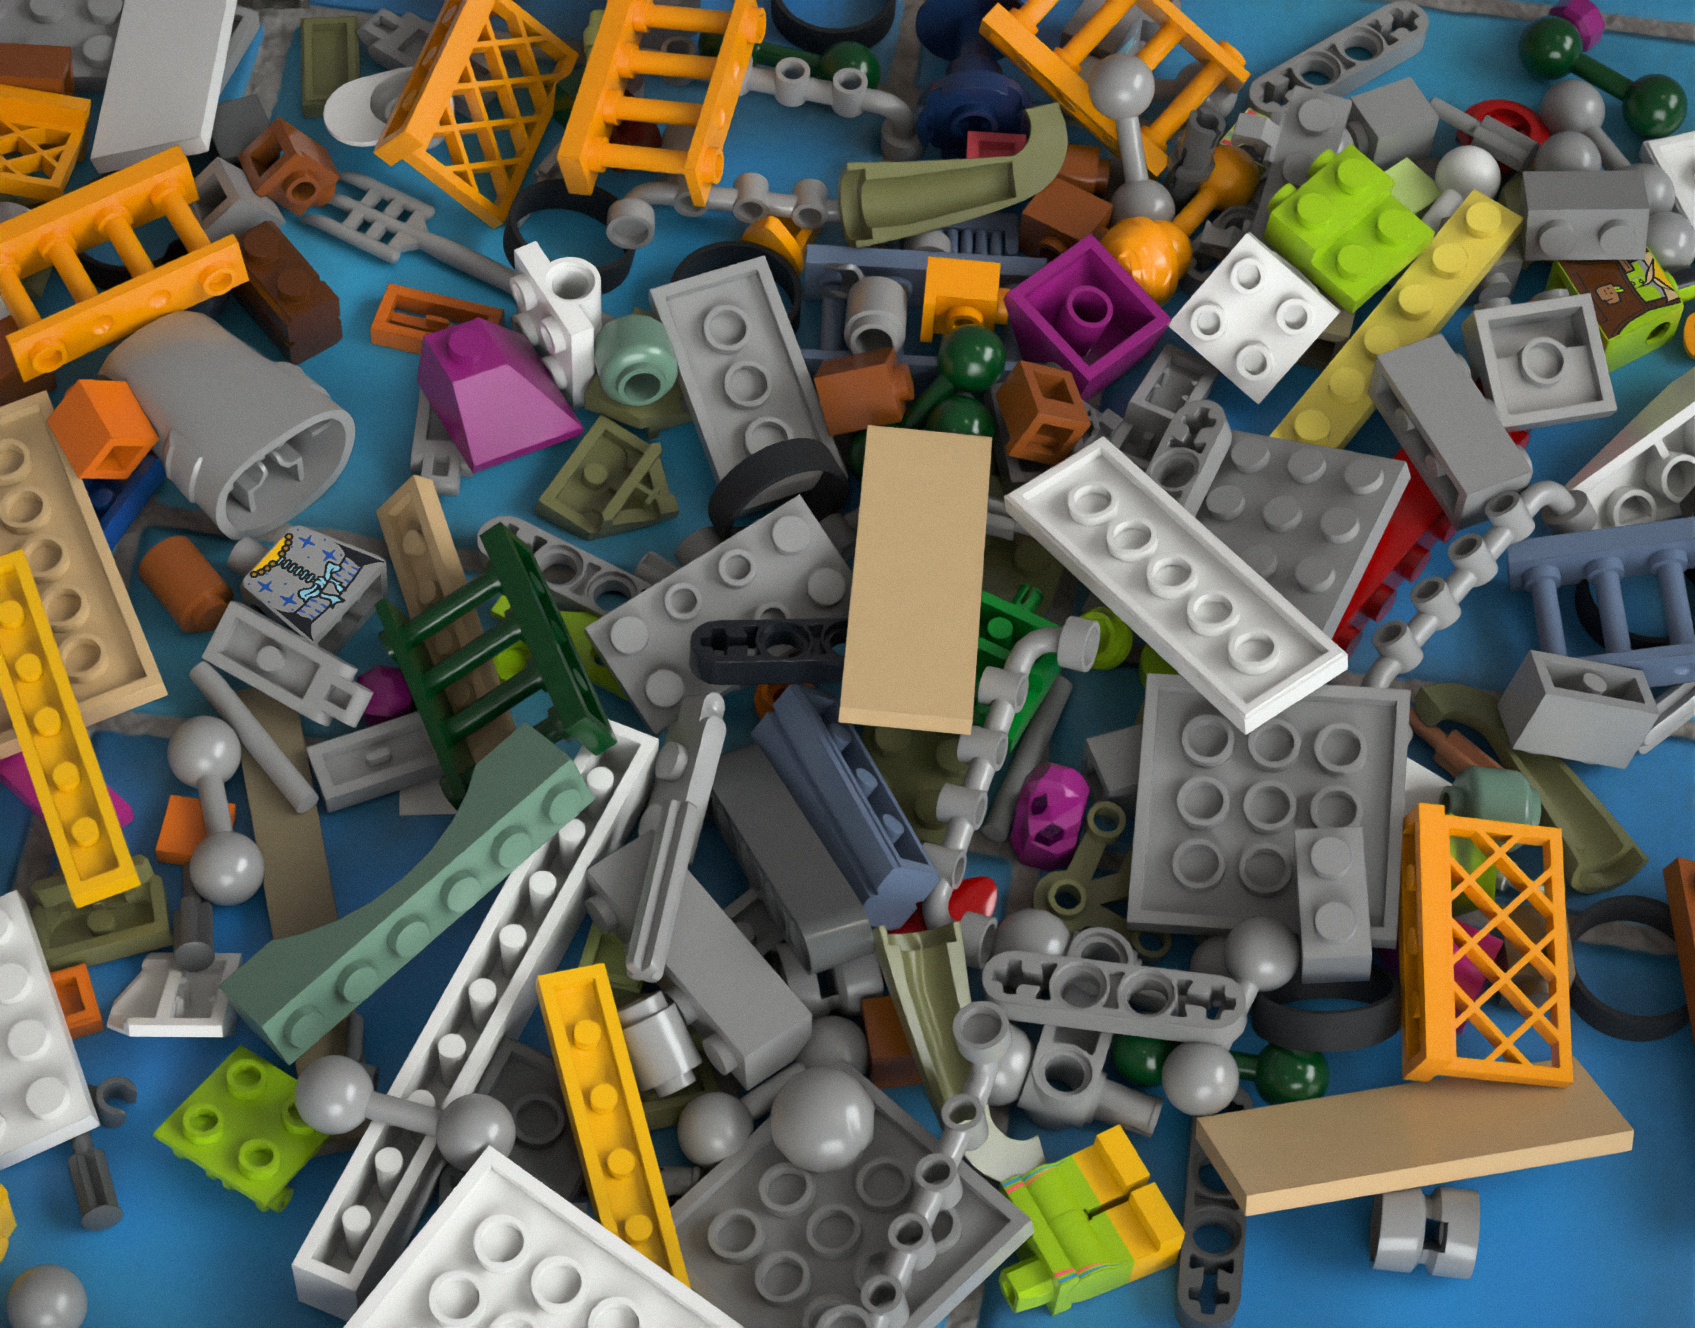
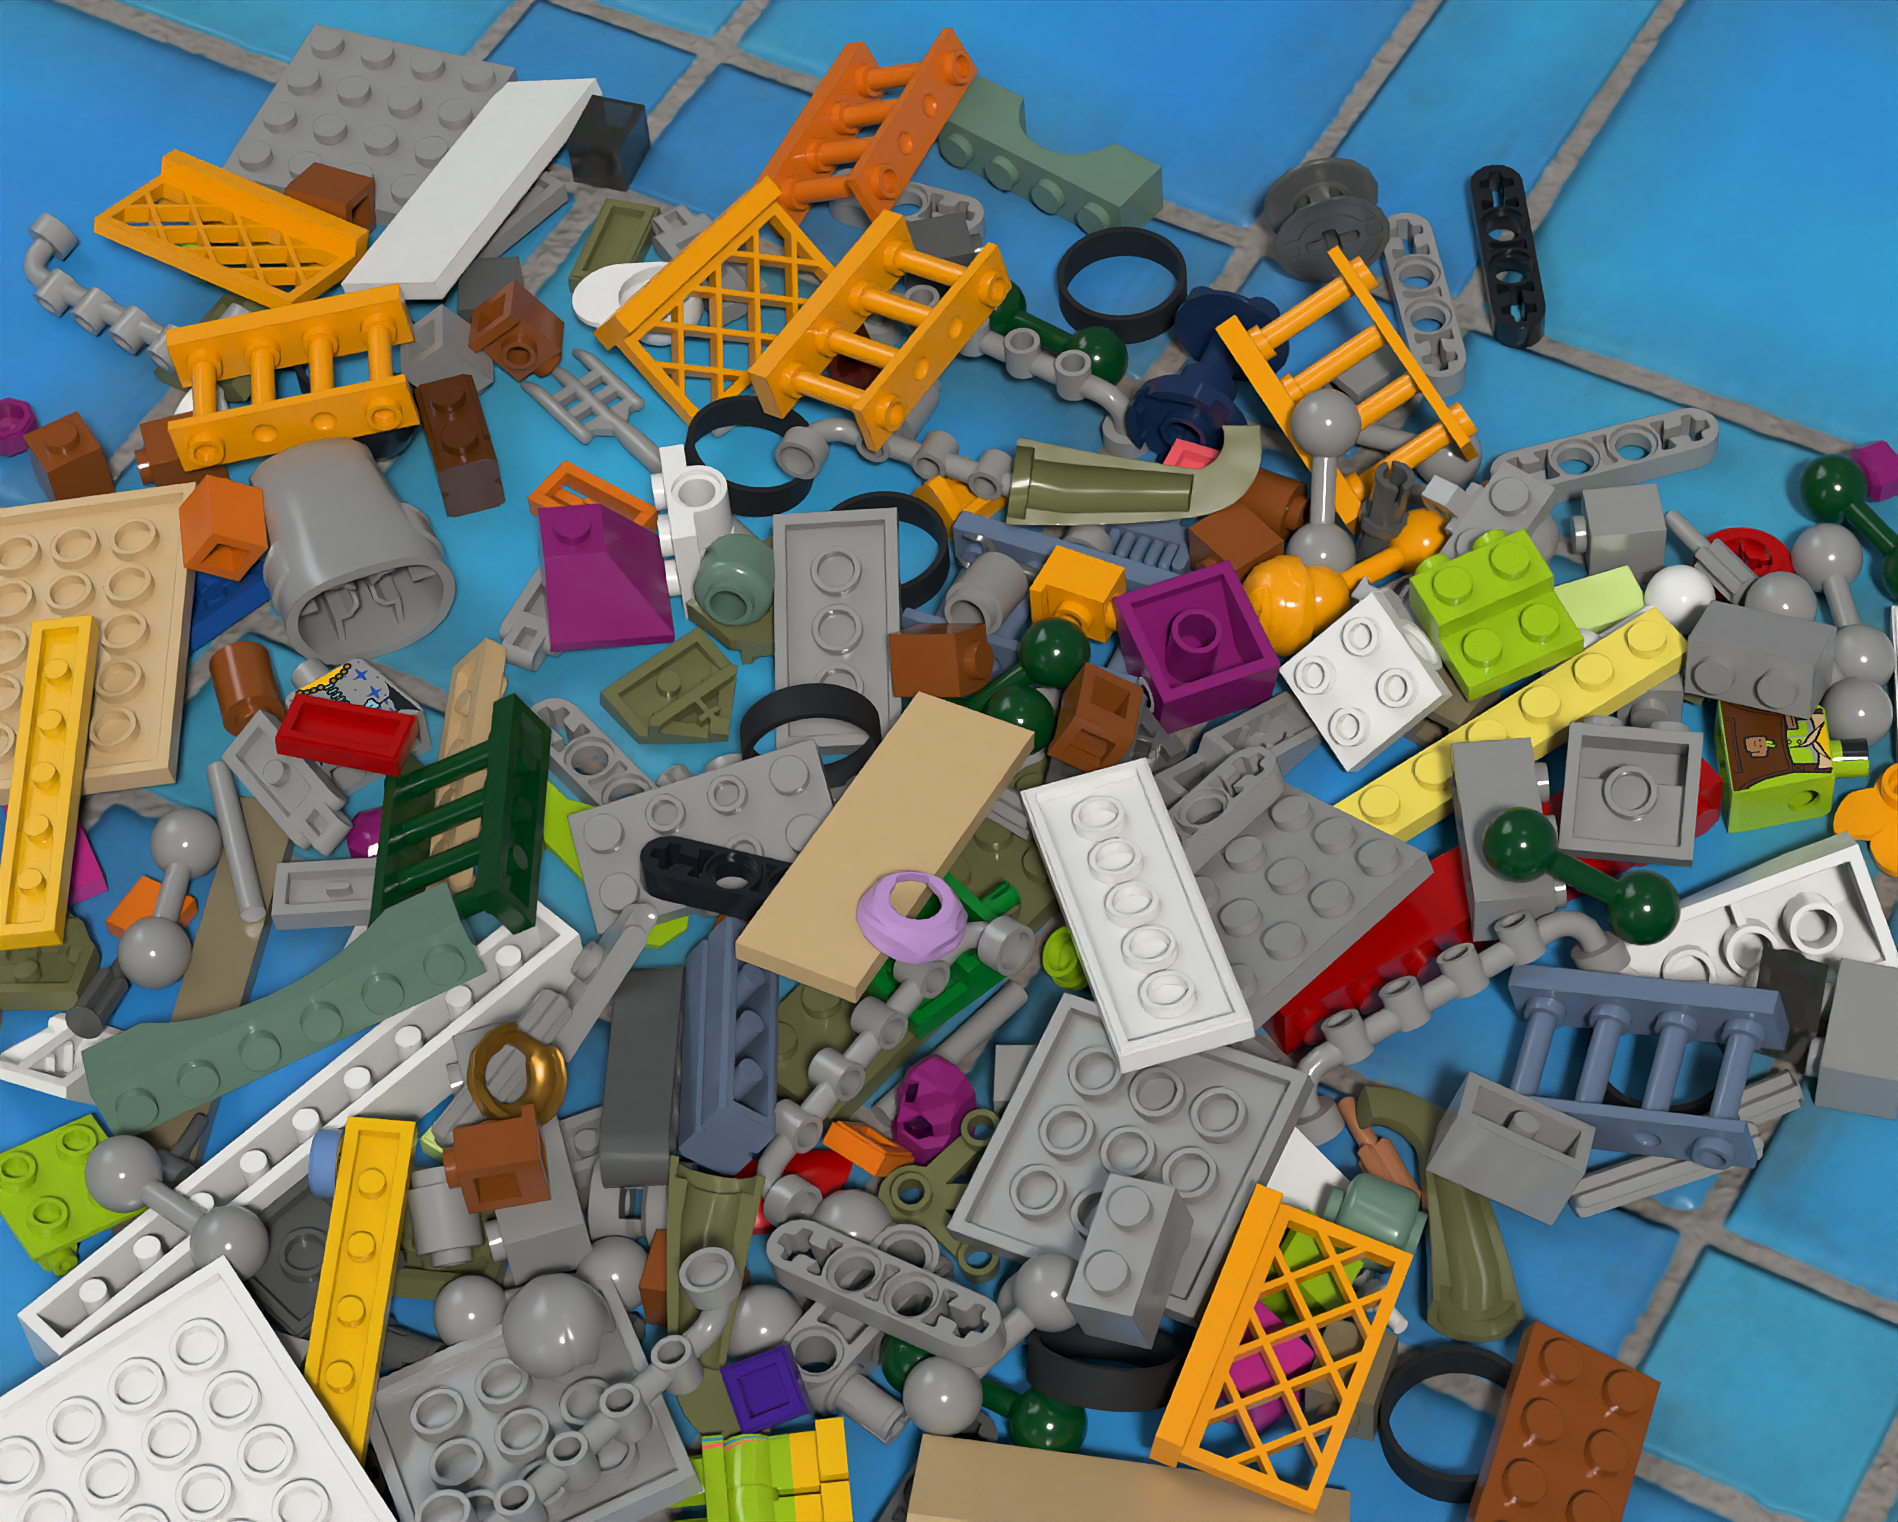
camera: 30 degrees right, 5 degrees down
(334, 604) = (346, 735): none -> red tile
(532, 1026) = (324, 1162): none -> medium blue tile
(709, 892) = (544, 1072): none -> pearl gold piece
(714, 978) = (499, 1163): none -> dark orange brick
(981, 658) = (908, 938): none -> lavender piece
(1006, 867) = (867, 1147): none -> orange tile
(1039, 1120) = (766, 1390): none -> dark purple tile
(1498, 433) = (1524, 846): none -> dark green piece

